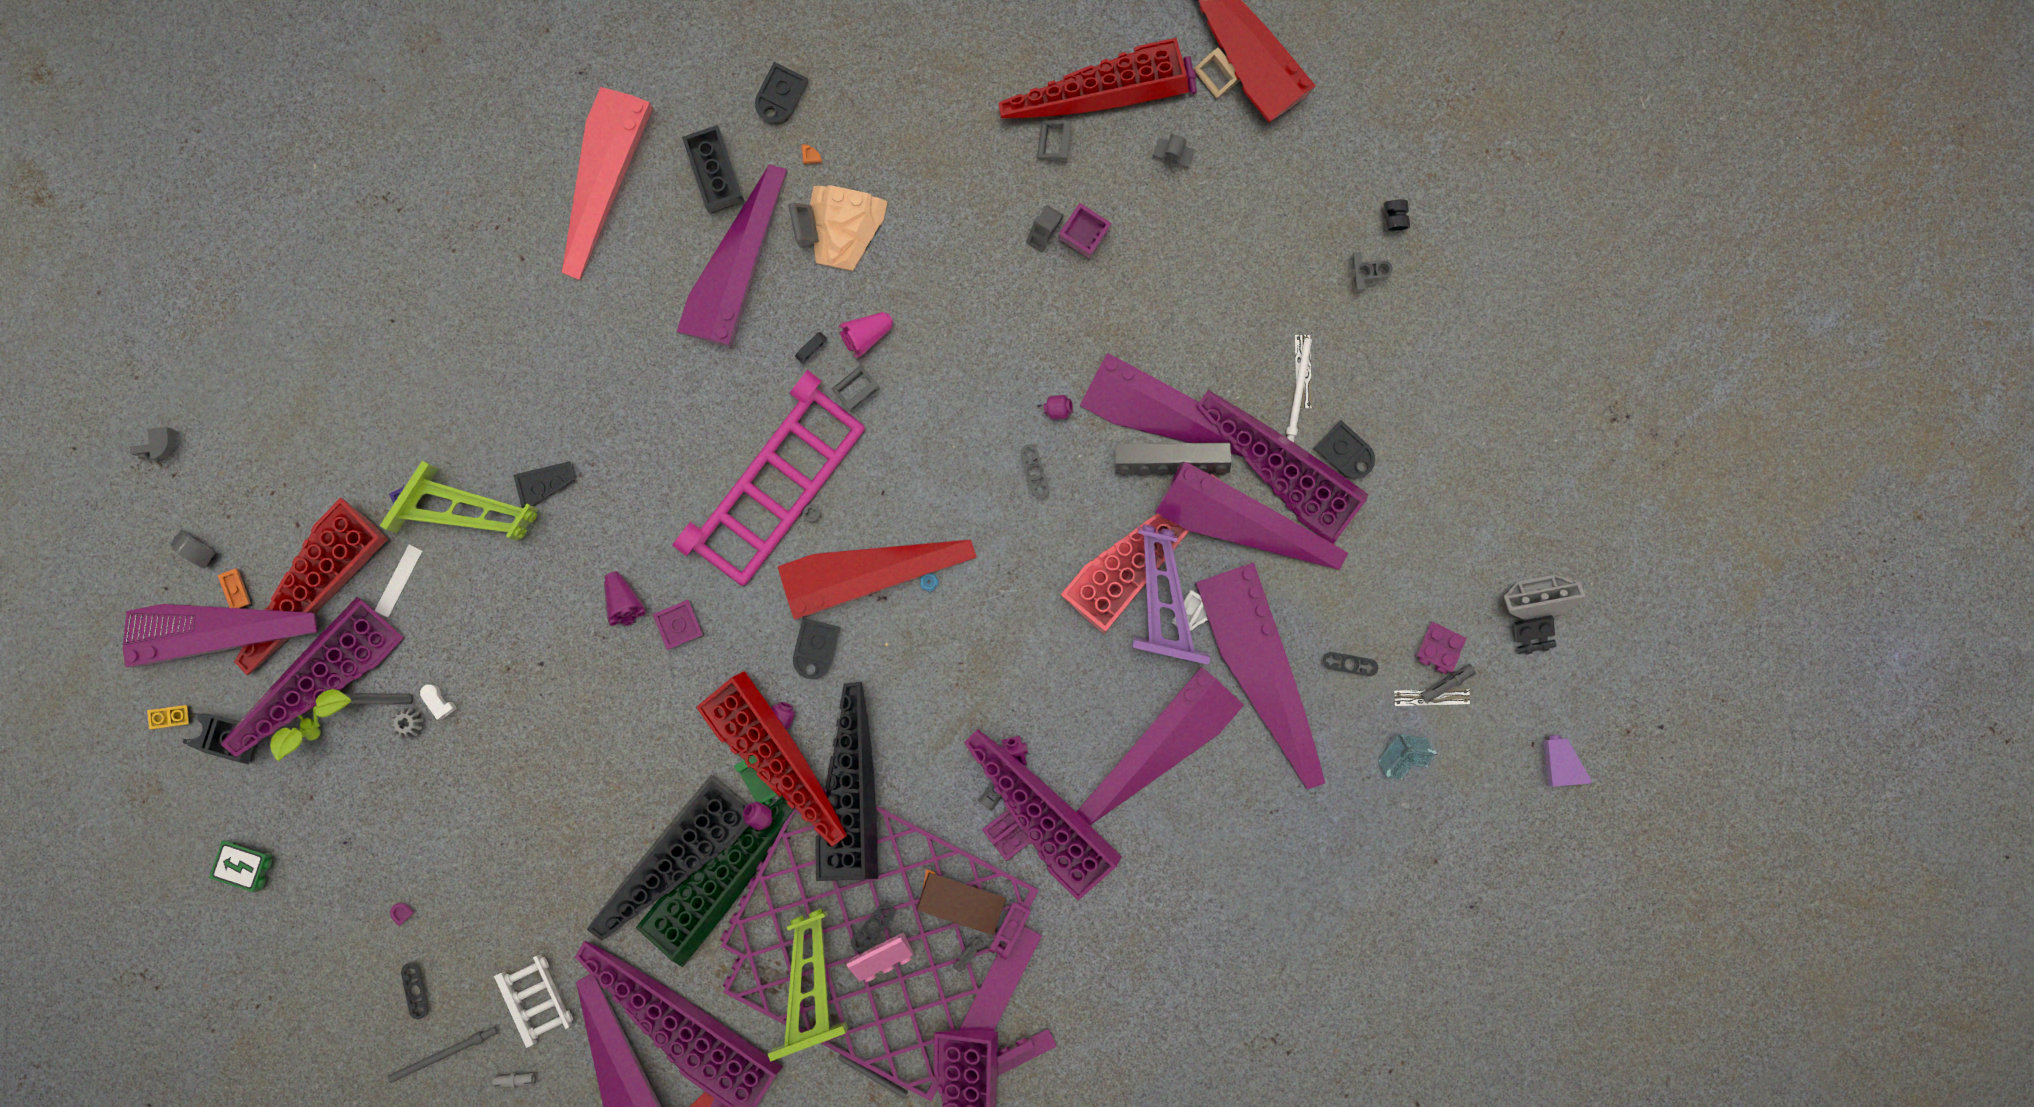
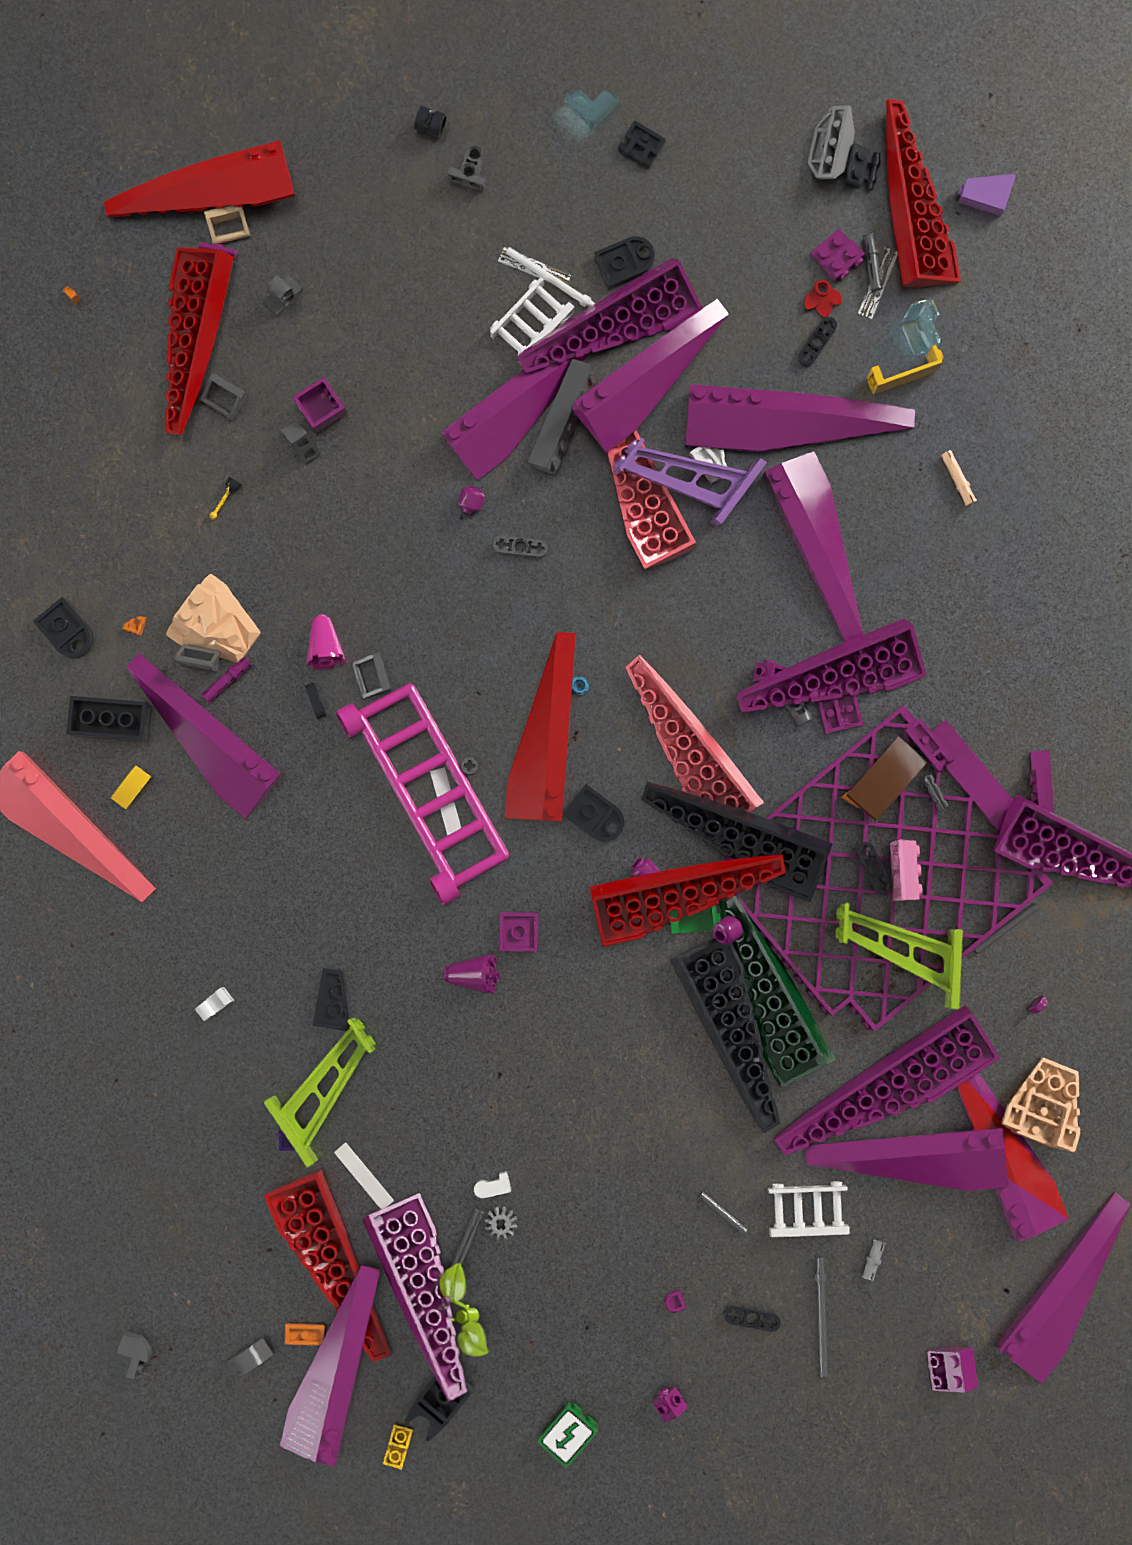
camera: 65 degrees left, 0 degrees up
(305, 947) = (669, 1404): none -> magenta brick
(496, 378) = (214, 1004): none -> white leg
(499, 923) = (722, 1213): none -> dark grey bar
(660, 216) = (130, 787): none -> yellow slope
(760, 514) = (448, 812): none -> white sticker
(791, 256) = (225, 680): none -> magenta pin
(909, 717) = (692, 750): none -> coral wedge
(976, 184) = (231, 486): none -> hinge
(1270, 416) = (563, 313): none -> white fence
(1276, 853) = (962, 485): none -> light nougat pin
(1331, 737) = (879, 384): none -> yellow panel
(1391, 653) = (822, 301): none -> red plate
(1470, 420) = (645, 139): none -> black plate
(1475, 359) = (592, 111): none -> clear light blue panel
(1498, 715) = (920, 233): none -> red wedge

